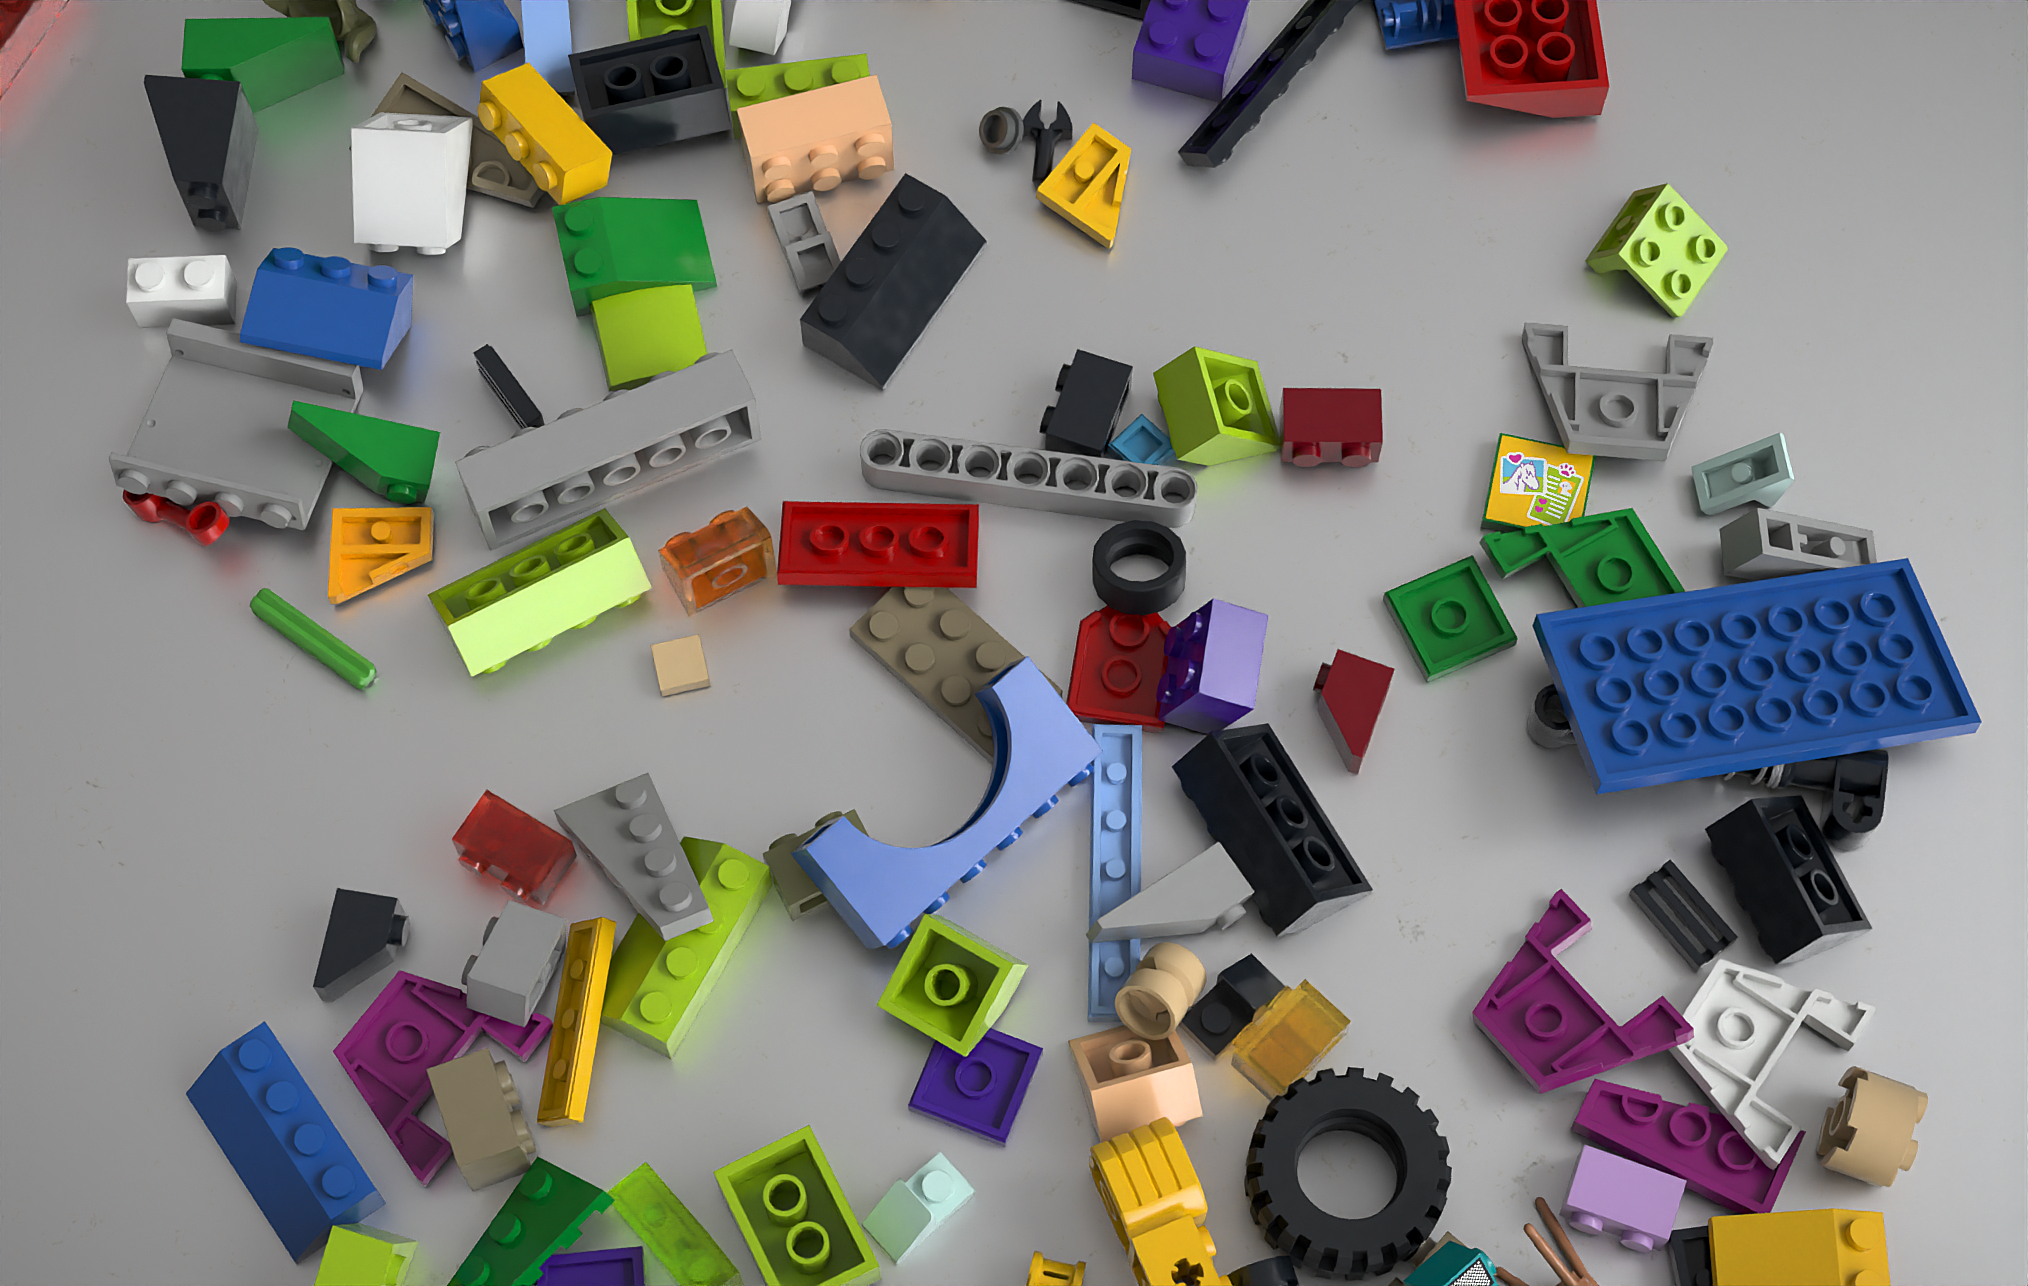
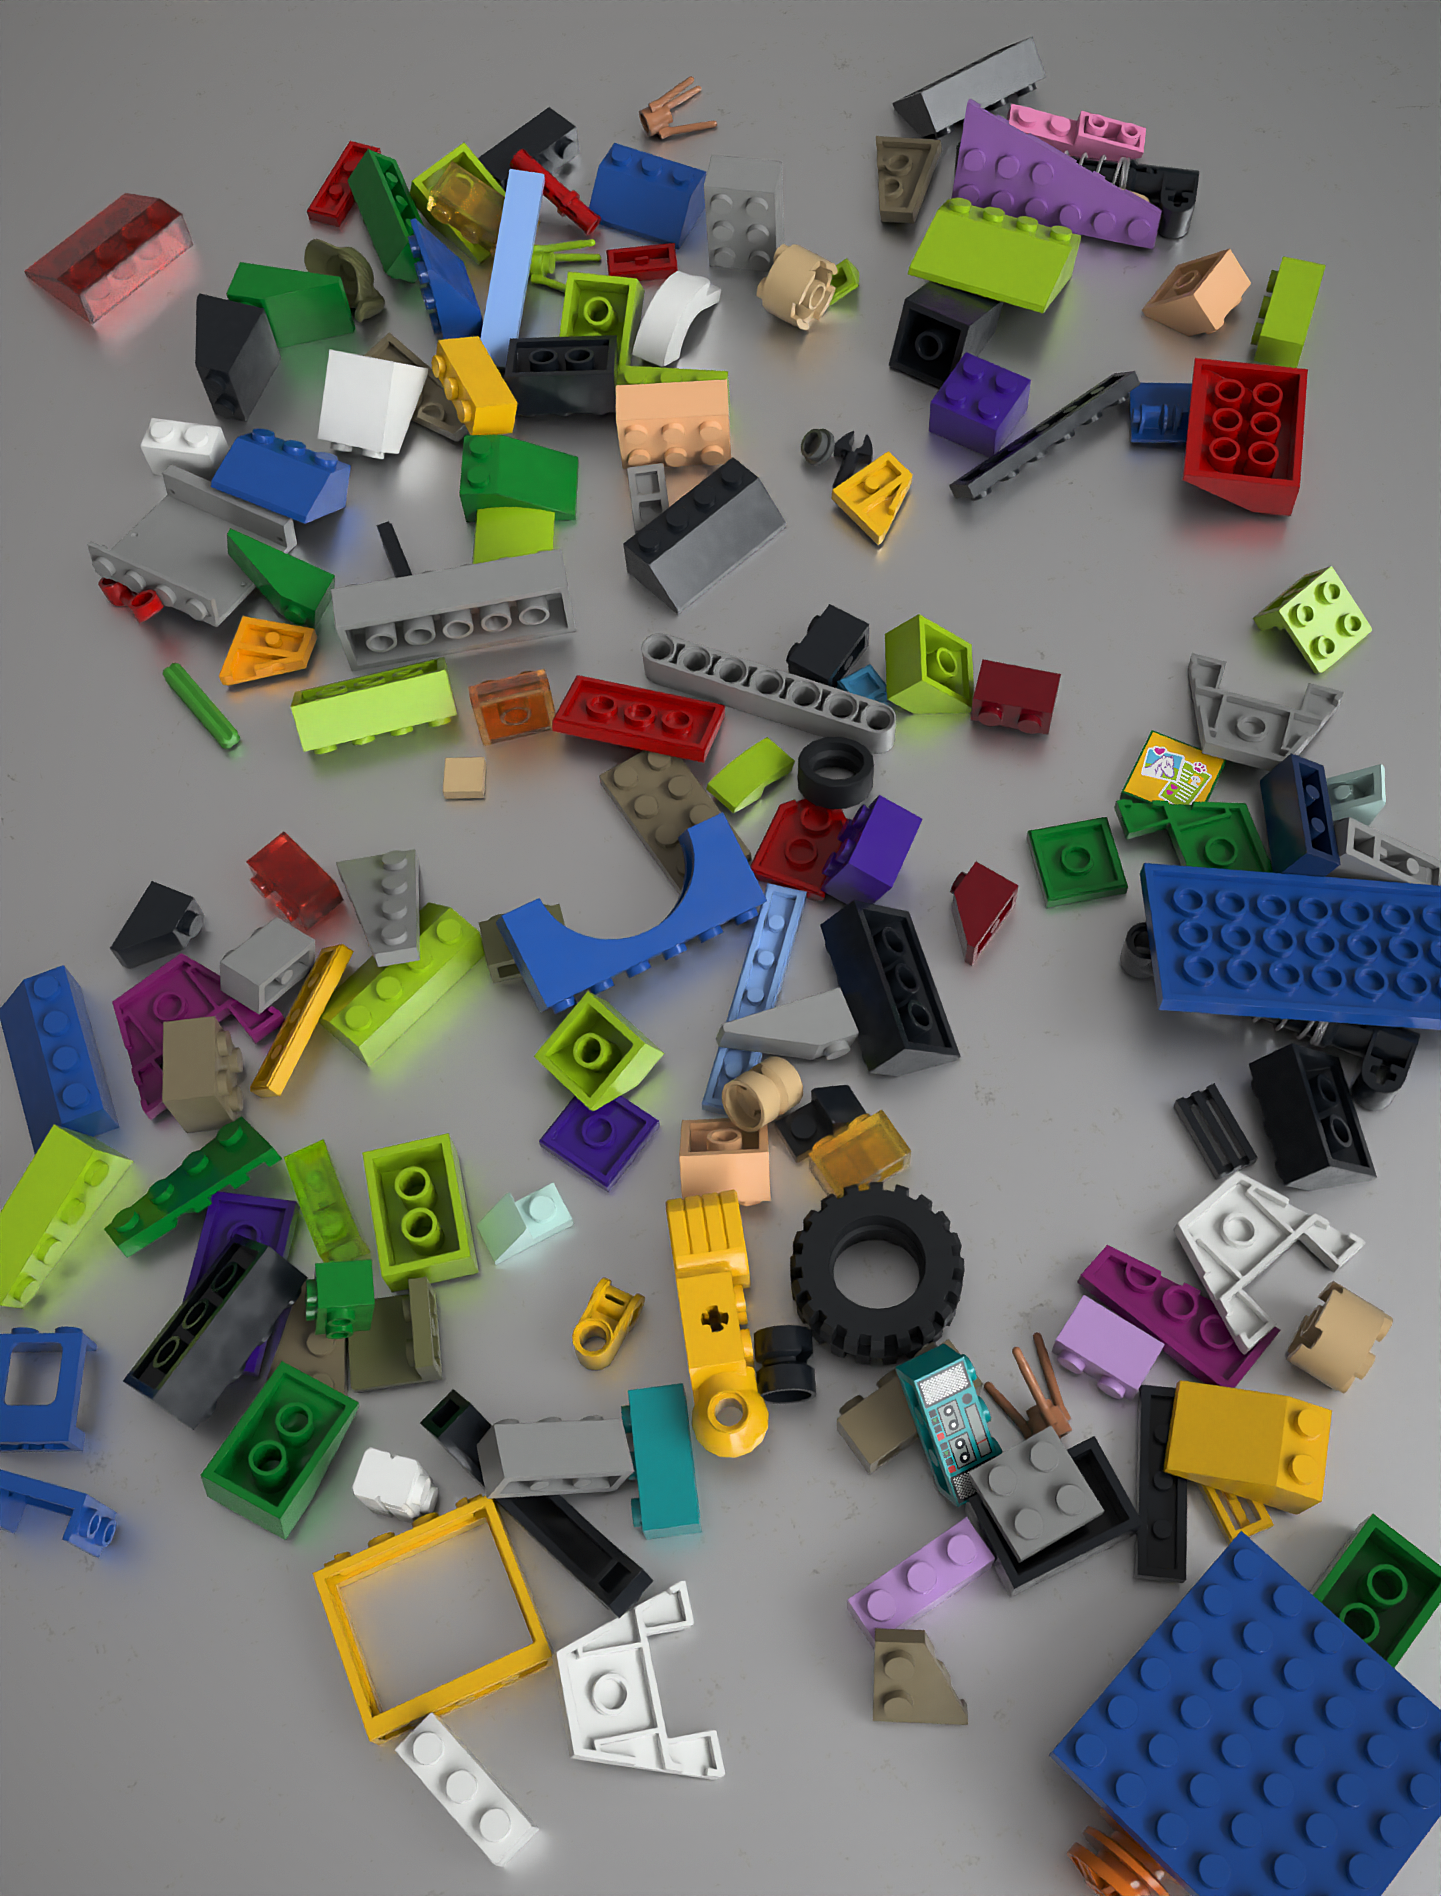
camera: 20 degrees right, 5 degrees down
(1034, 589) = (749, 773): none -> lime slope
(1551, 1022) = (1082, 1192): magenta wing -> none
(1698, 517) = (1299, 818): none -> dark blue brick

